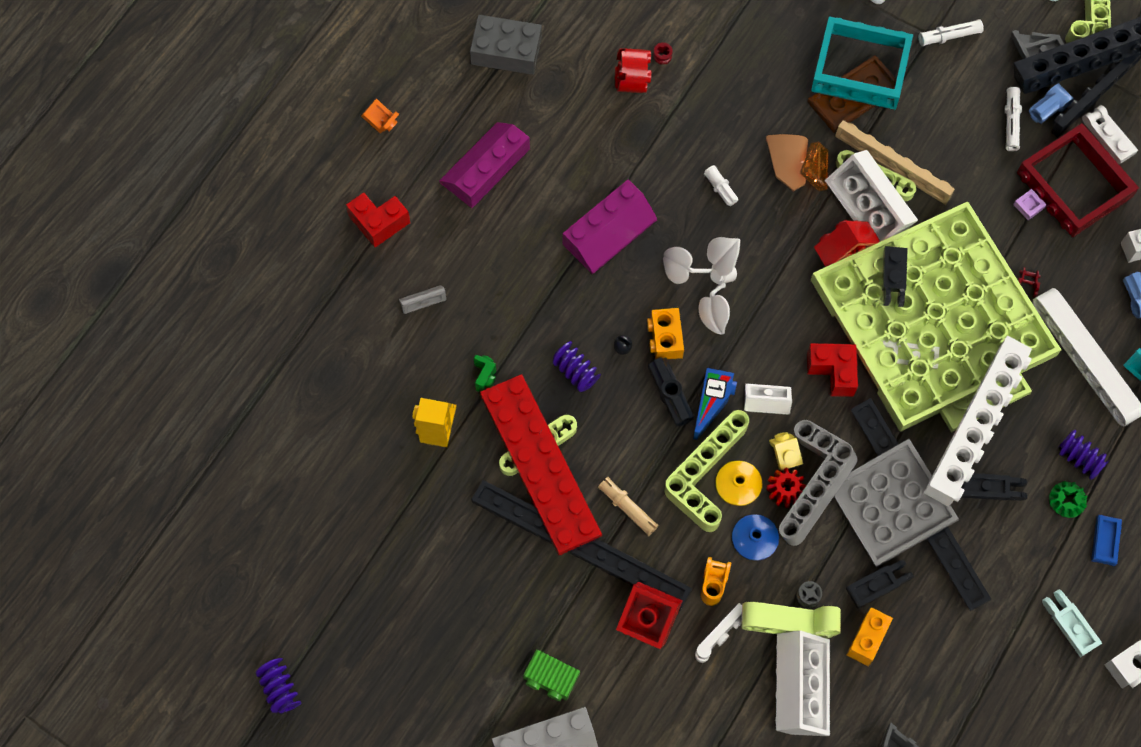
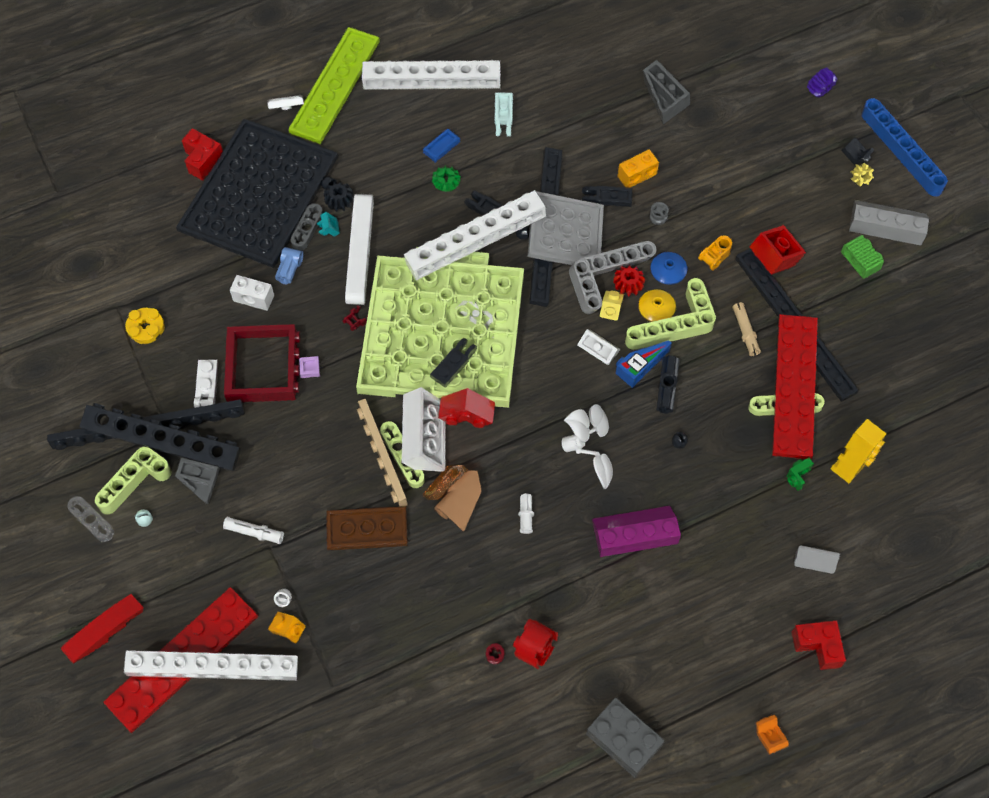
camera: 145 degrees left, 5 degrees down
(486, 163) = (704, 642): magenta slope -> none
(575, 368) = (727, 439): dark purple piece -> none
(670, 333) = (642, 424): light orange brick -> none
(719, 634) = (733, 222): white plate -> none
(782, 619) = (684, 199): yellowish green beam -> none
(803, 684) = (699, 168): white slope -> none
(838, 362) = (535, 335): red brick -> none
(857, 90) = (367, 569): teal window -> none
(1013, 112) = (250, 451): white pin -> none
(1055, 100) = (227, 429): medium blue piece -> none
(1082, 454) = (416, 193): dark purple piece -> none

